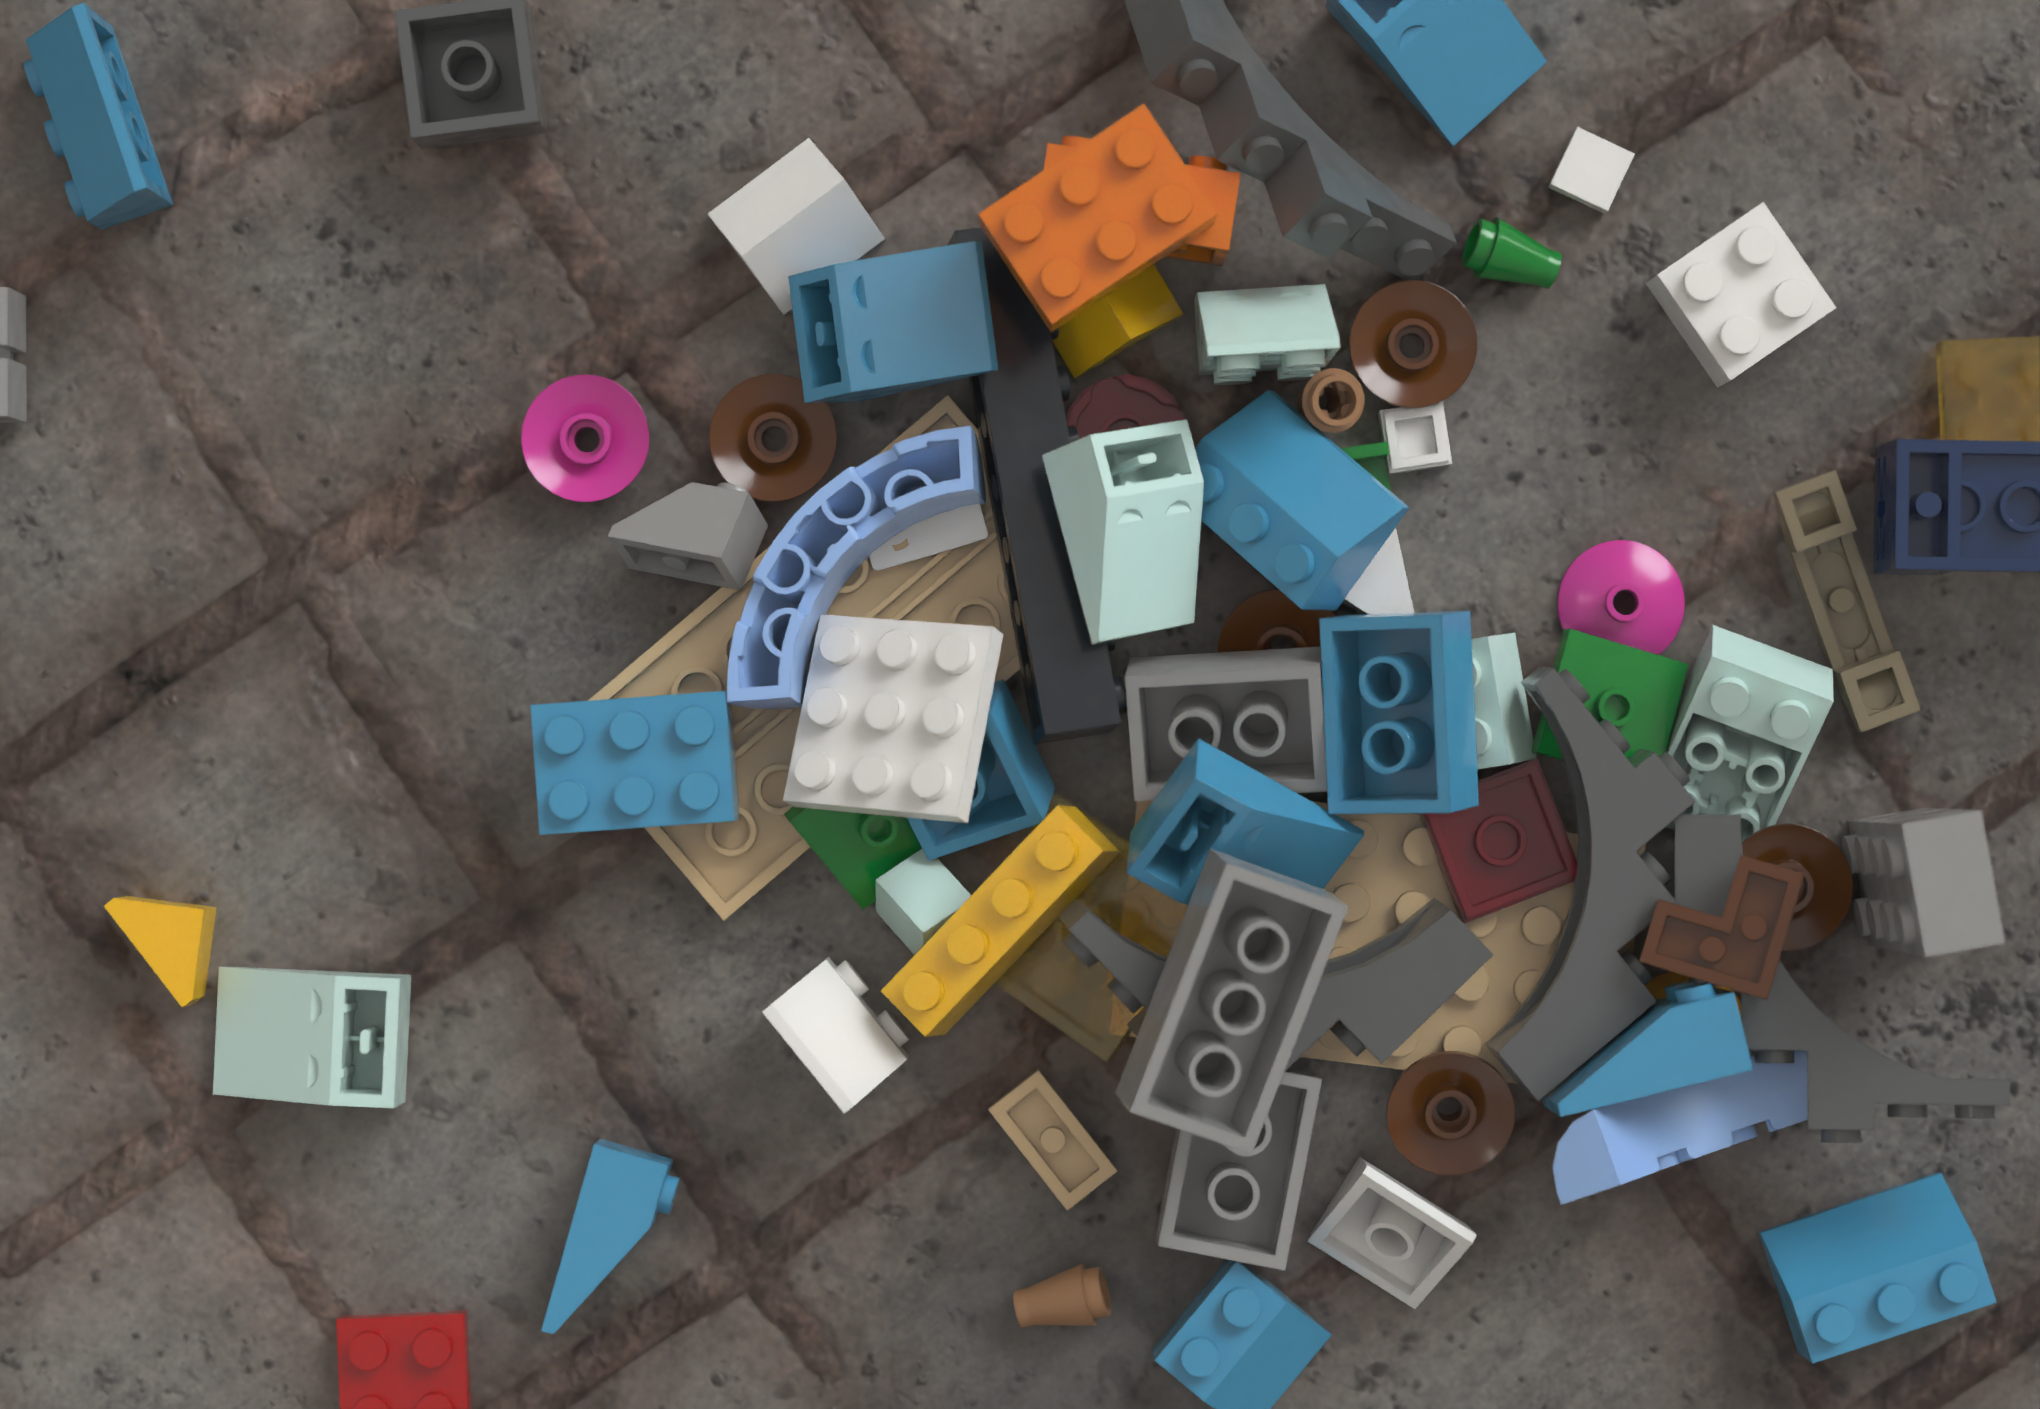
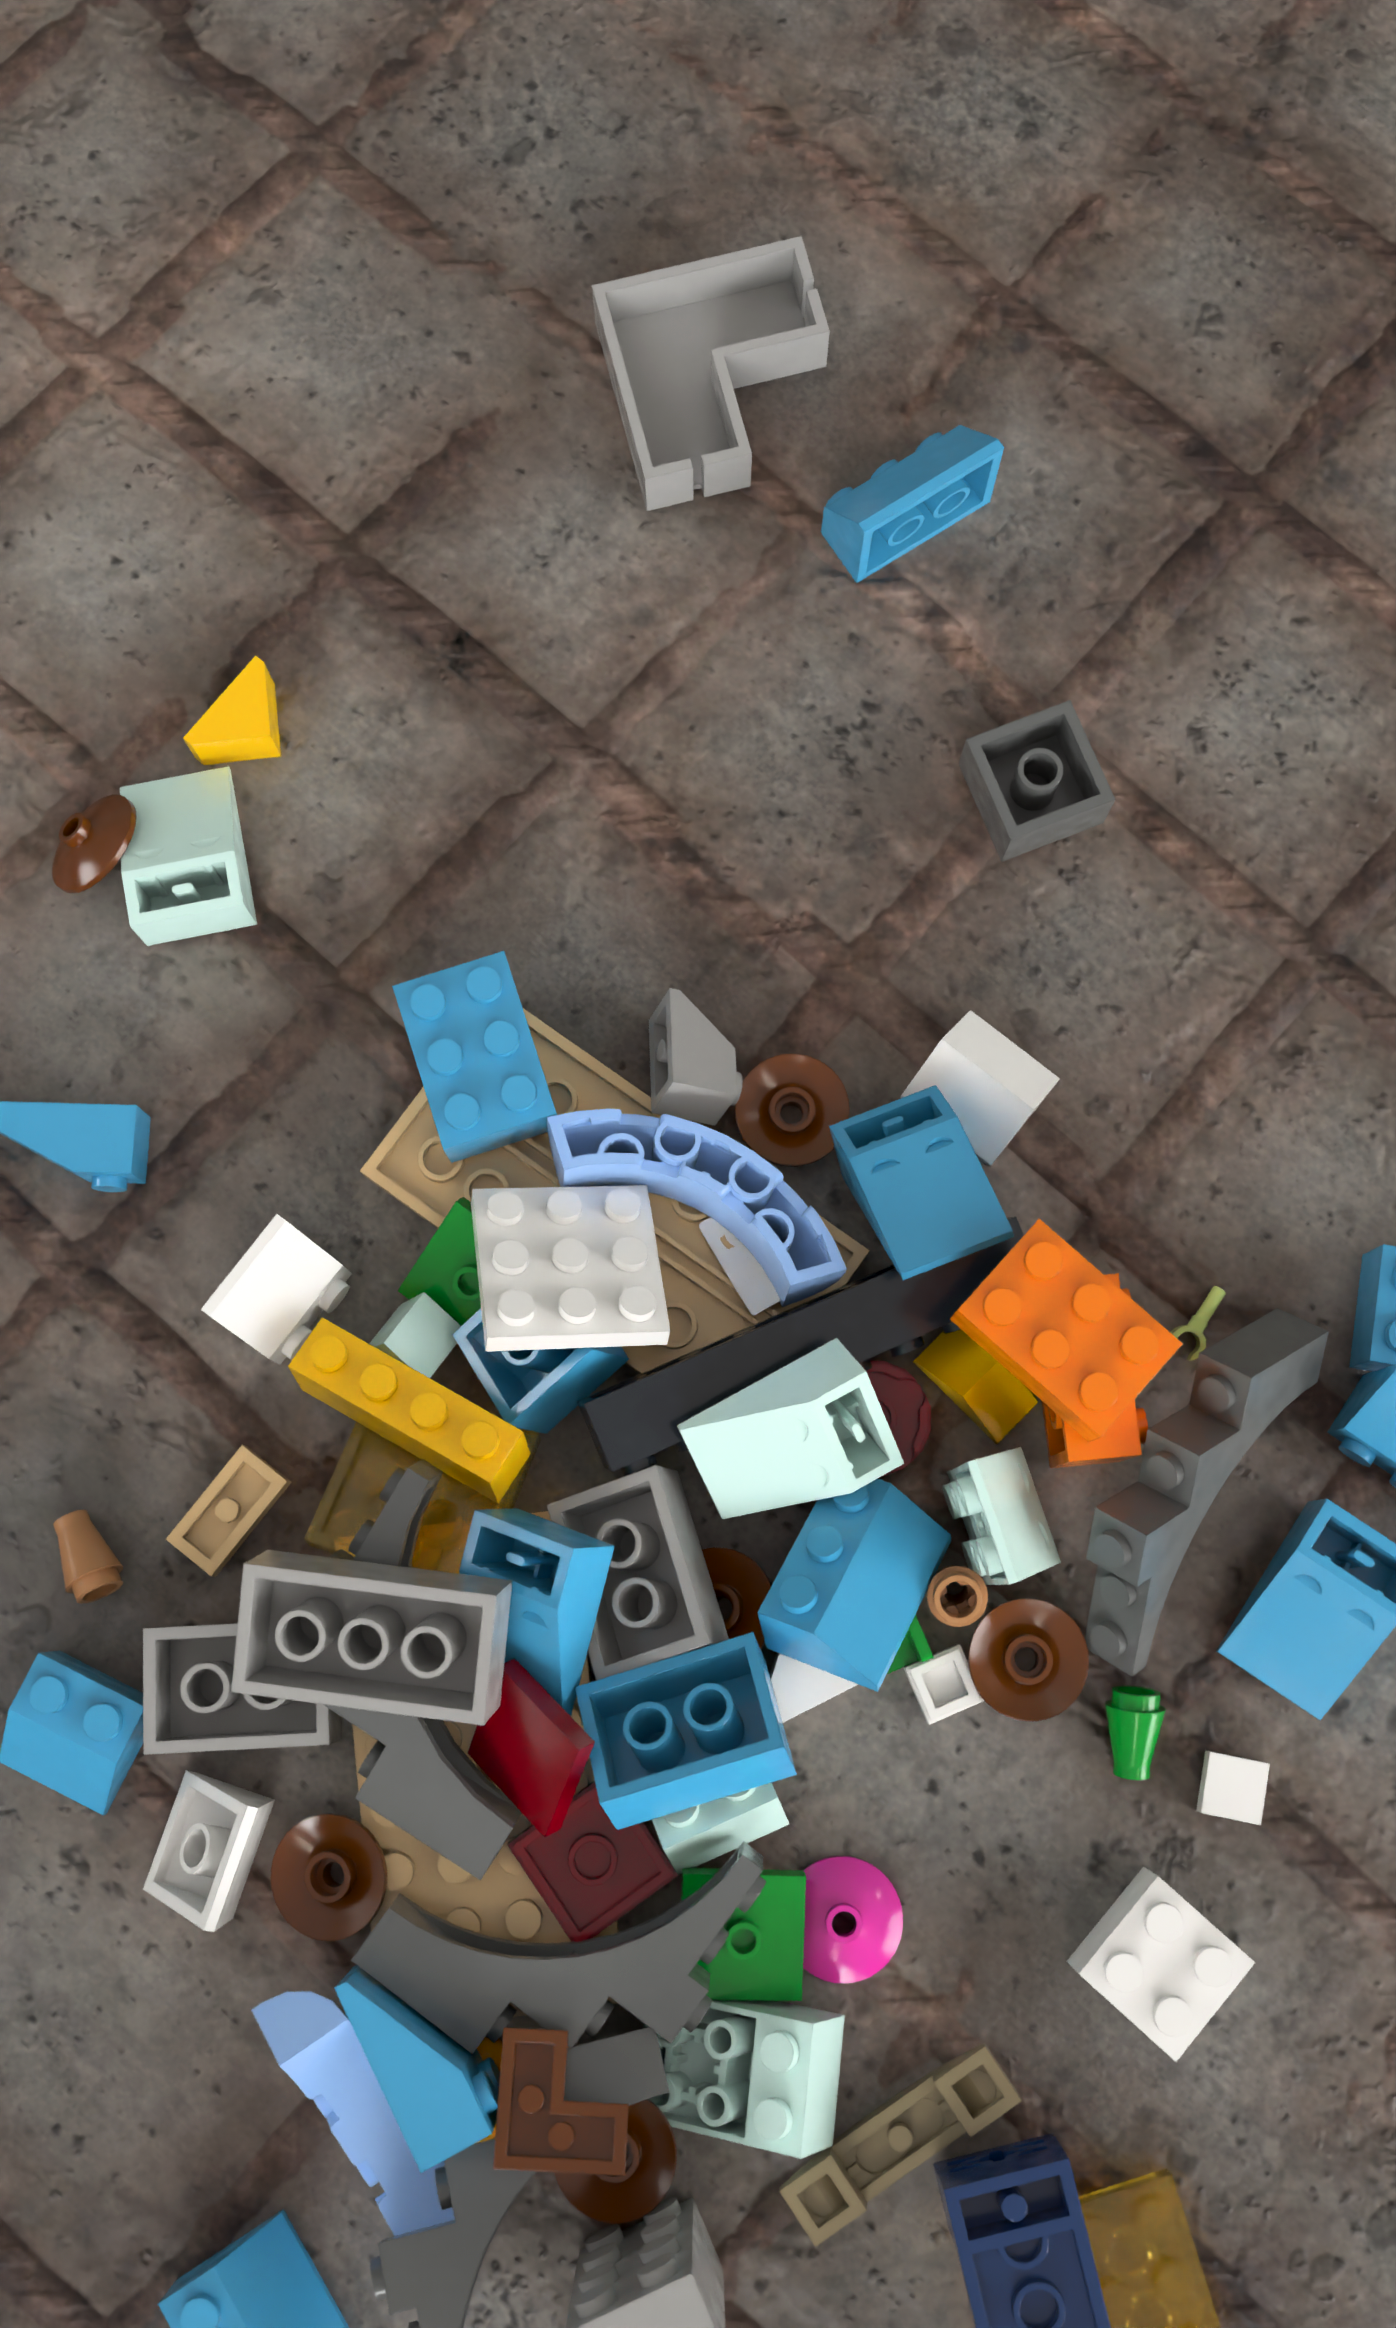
camera: 80 degrees right, 10 degrees down
(277, 1134) = (93, 843): none -> reddish brown dish
(552, 433) = (755, 927): dark pink dish -> none
(1111, 65) = (1200, 1321): none -> yellowish green hand
(1381, 871) = (532, 1750): none -> dark red tile

